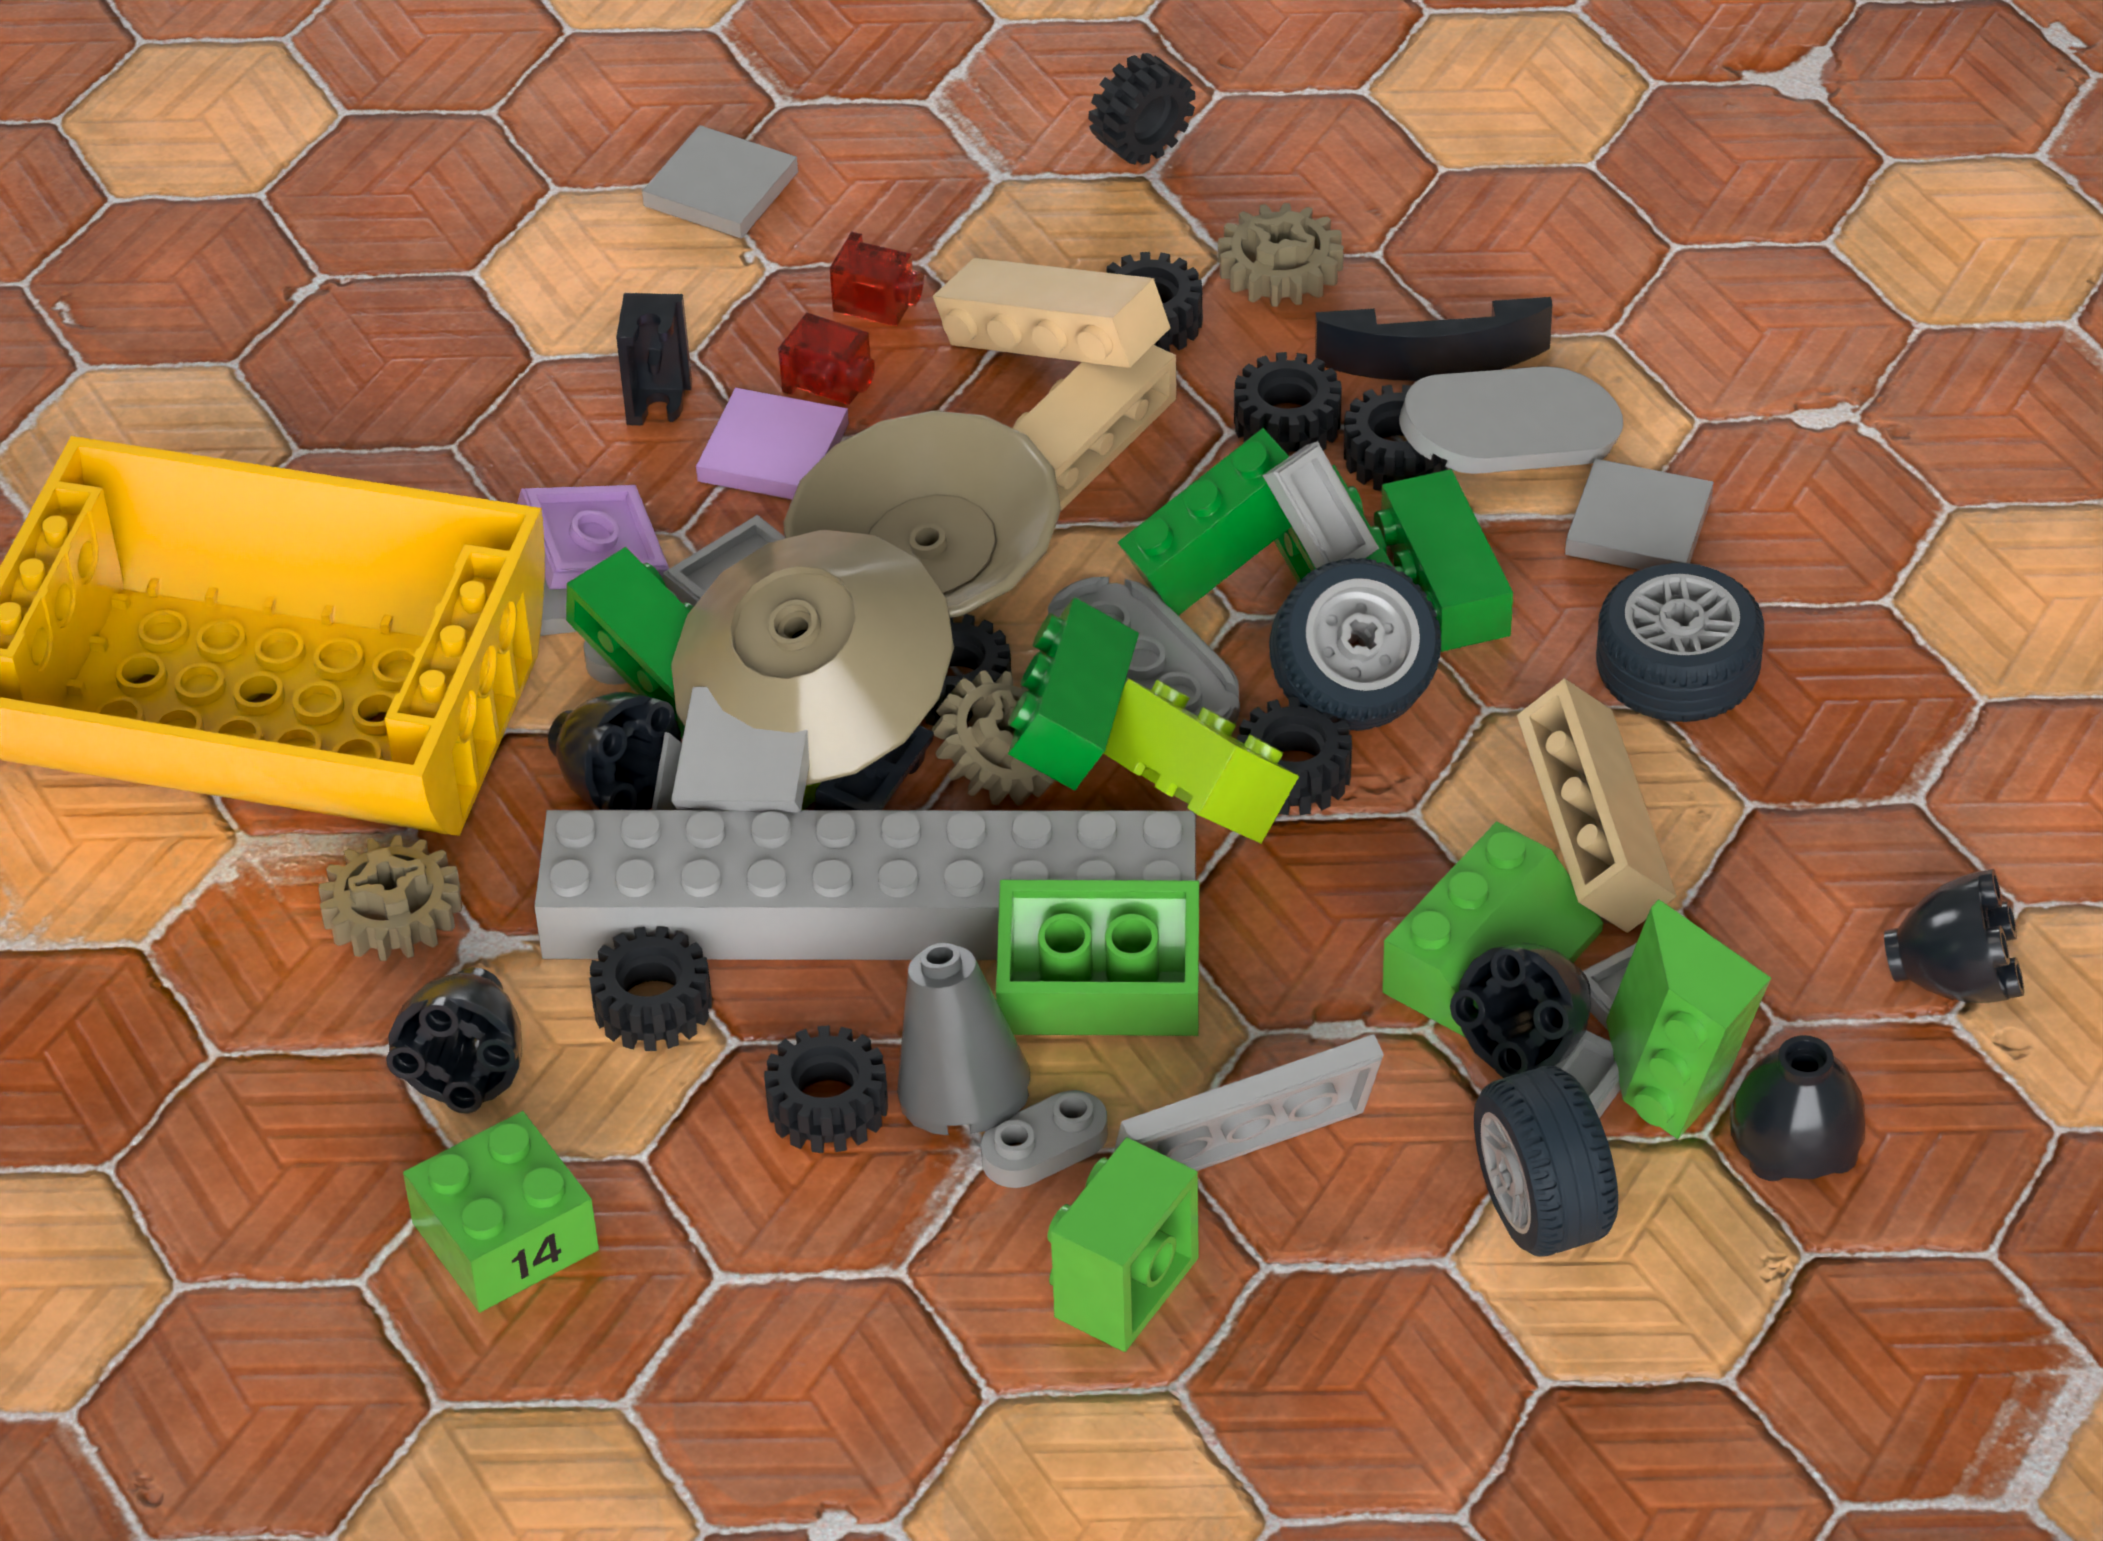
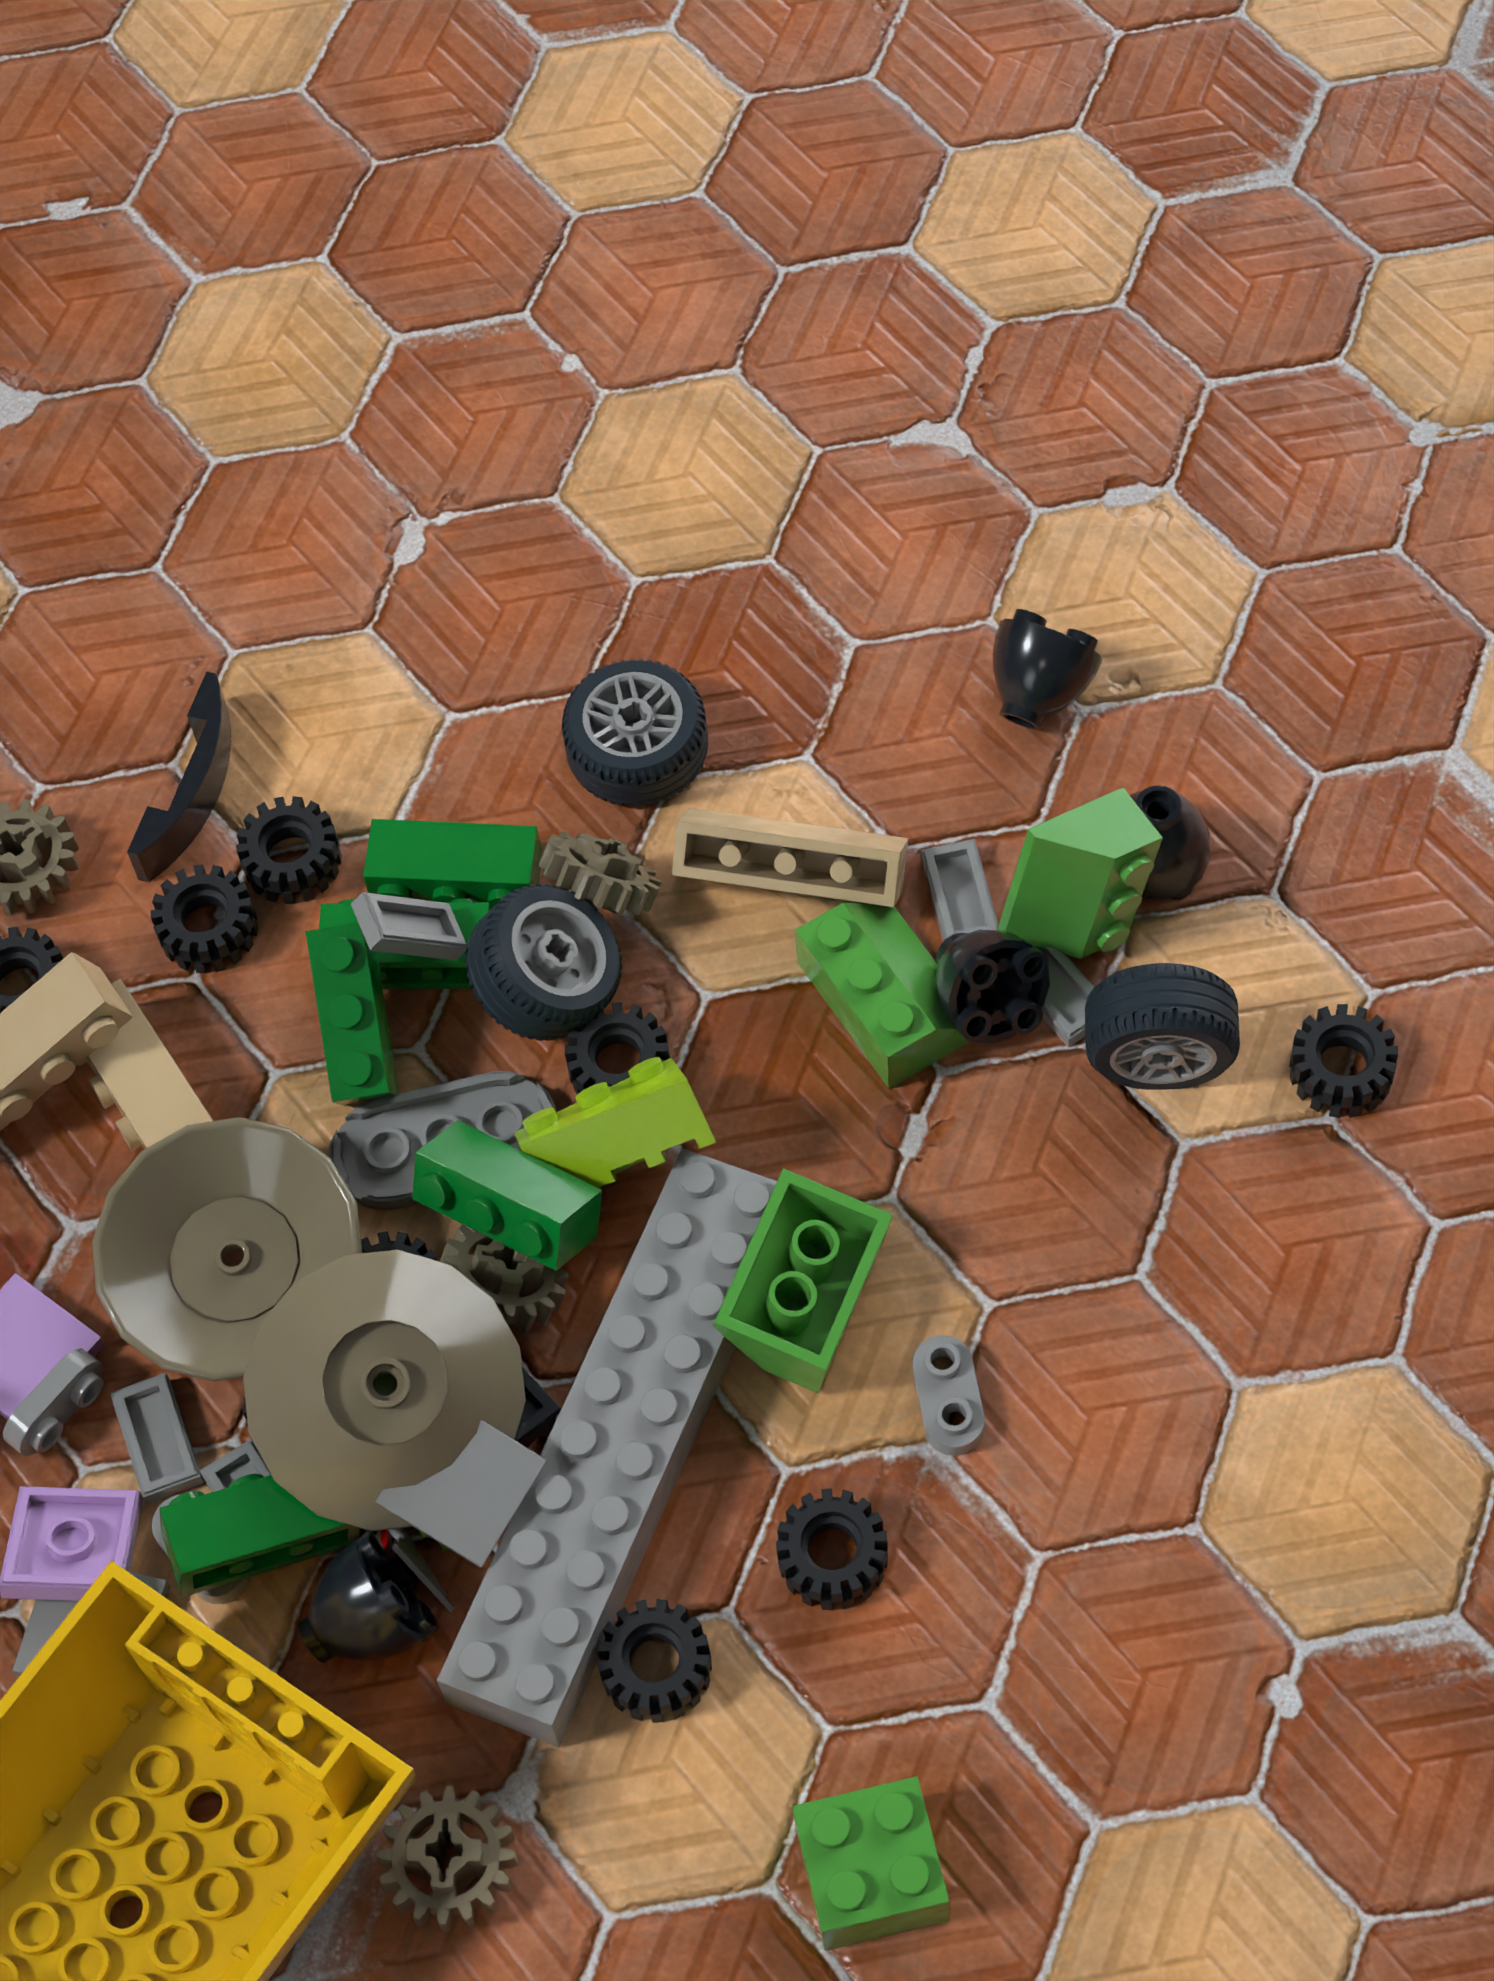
camera: 65 degrees left, 15 degrees up
(458, 1033) = (658, 1837): black piece -> none
(727, 476) = (41, 1415): none -> light grey plate
(957, 1047) = (865, 1430): dark grey cone -> none
(1124, 1243) = (1122, 1364): bright green brick -> none
(1261, 1107) = (1024, 1228): light grey tile -> none
(1486, 658) = (600, 872): none -> dark tan gear
(1511, 419) = (325, 756): light grey tile -> none
(1606, 1392) = (1351, 1032): none -> black tyre
(1638, 516) = (466, 711): light grey tile -> none

